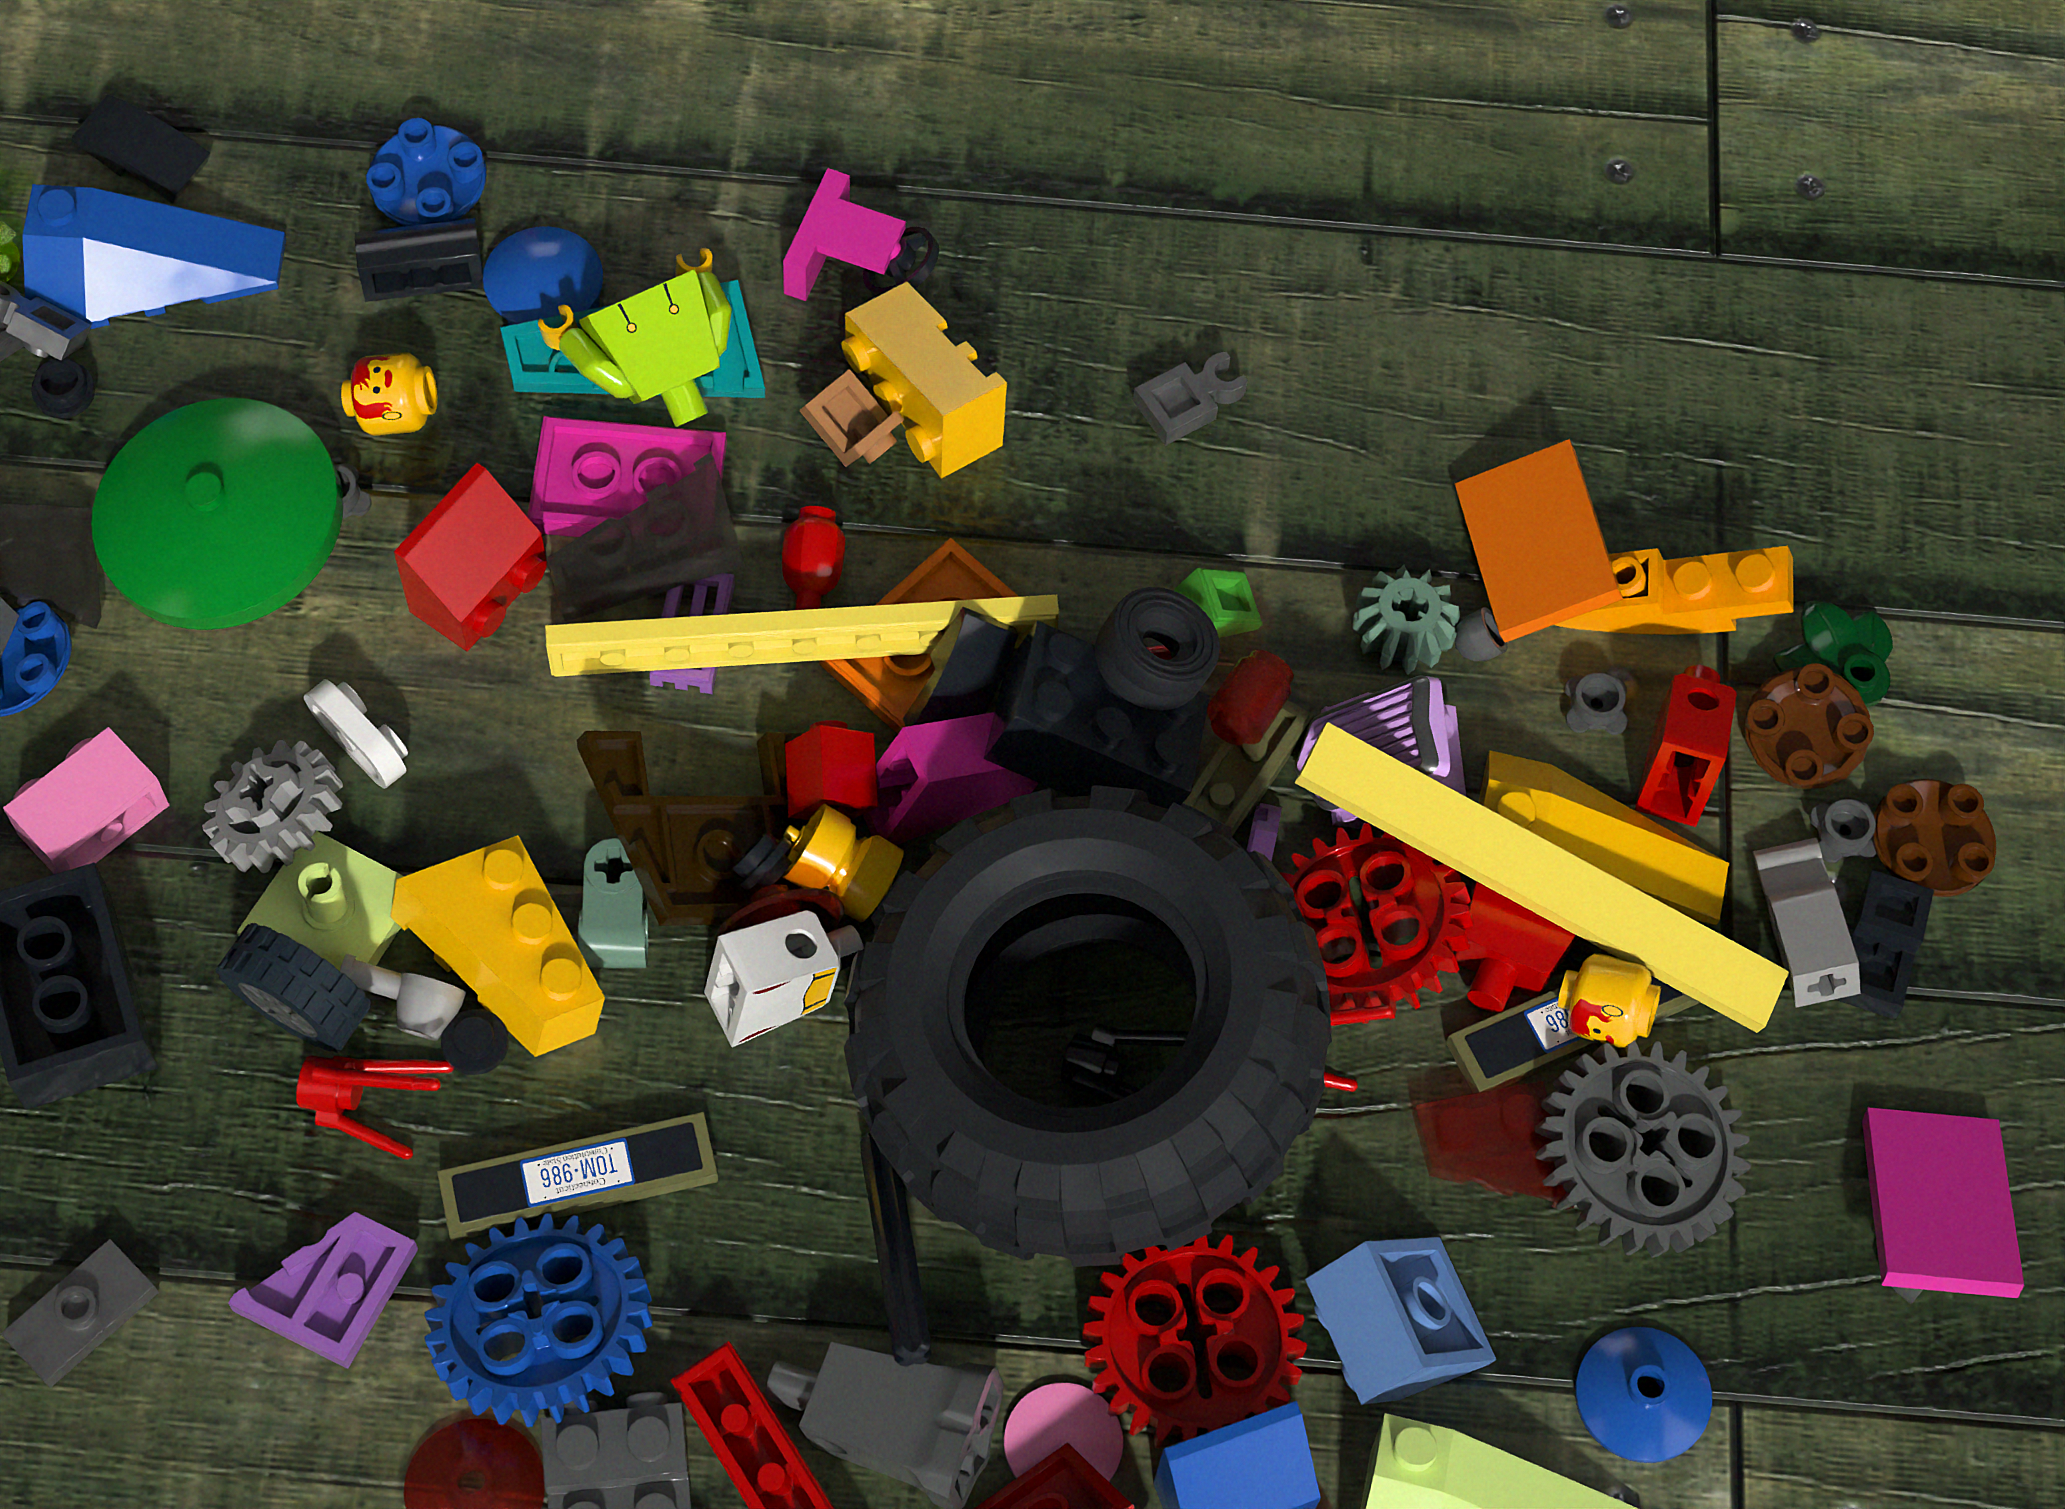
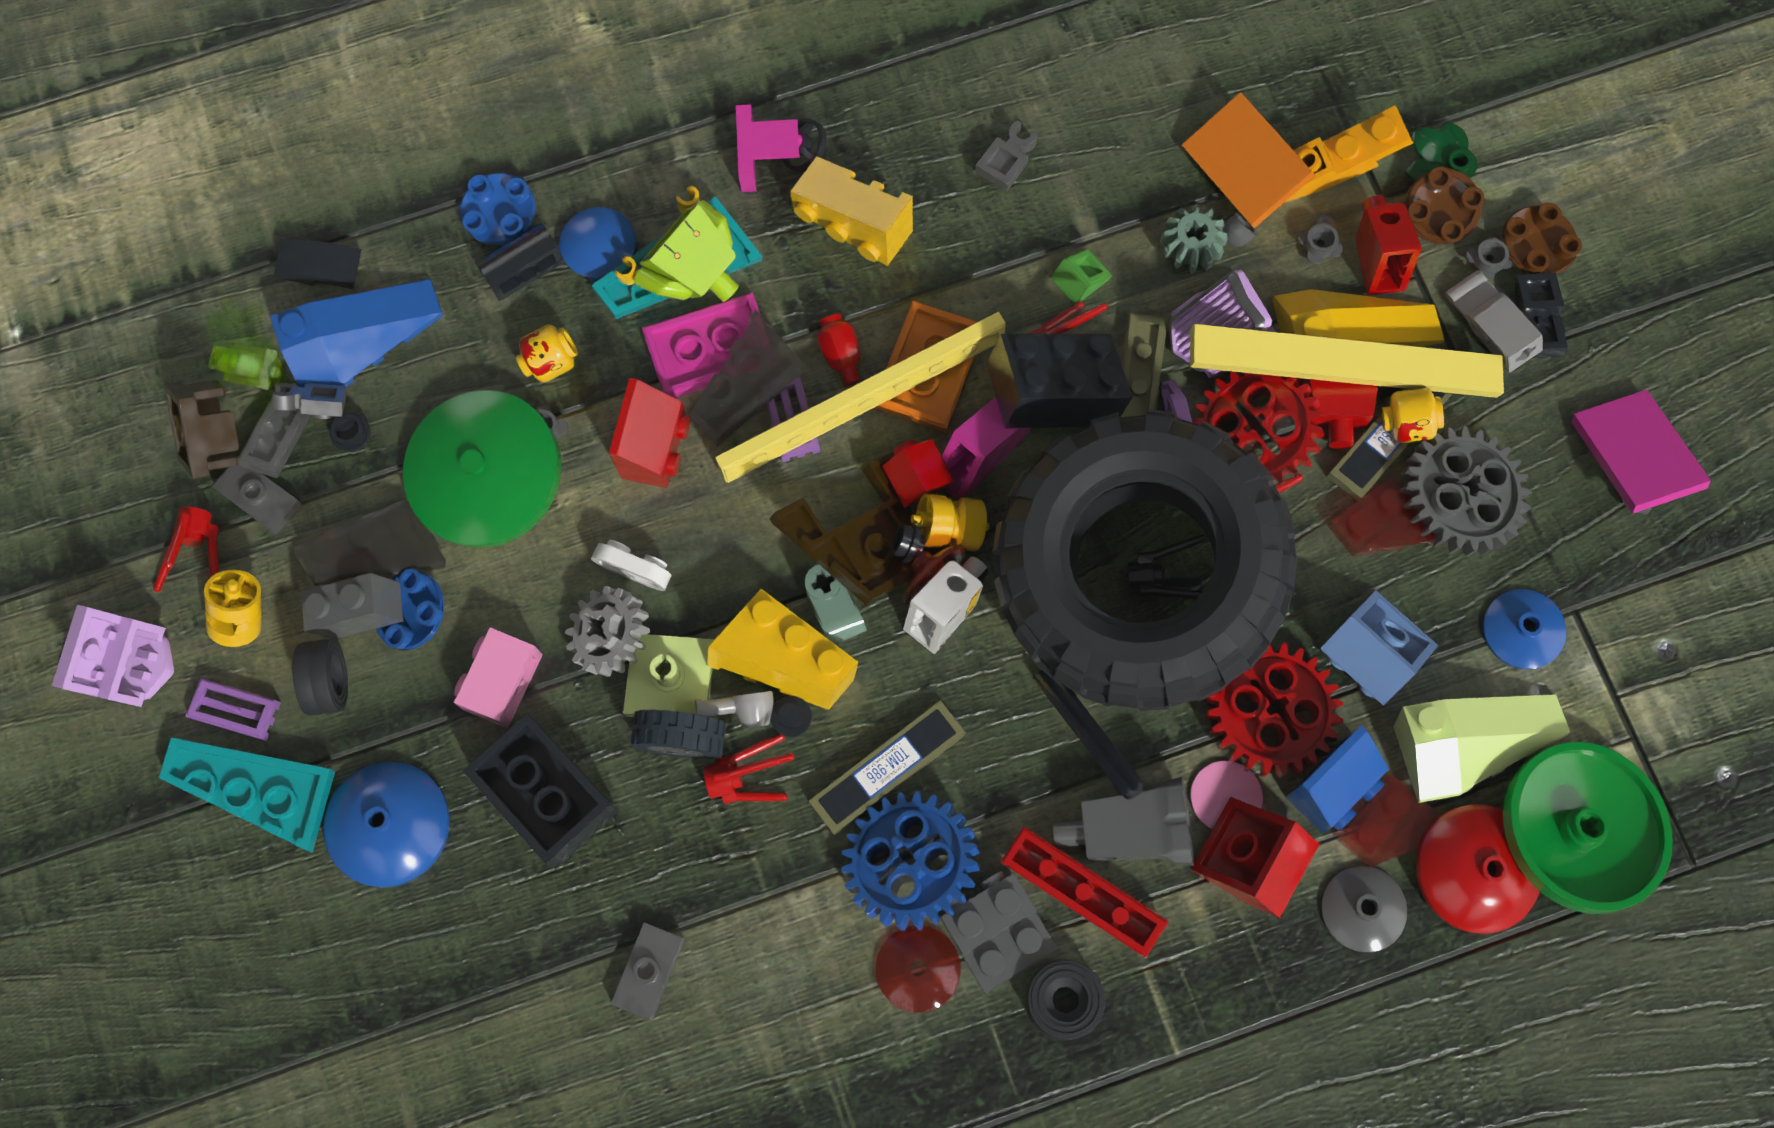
camera: 15 degrees left, 10 degrees up
(332, 1289) = (783, 894): medium lavender wing -> none
(851, 420) = (823, 254): medium nougat bracket -> none
(967, 669) = (967, 376): black slope -> none
(1139, 673) = (1086, 304): black tyre -> none
(1250, 698) = (1133, 324): clear red brick -> none

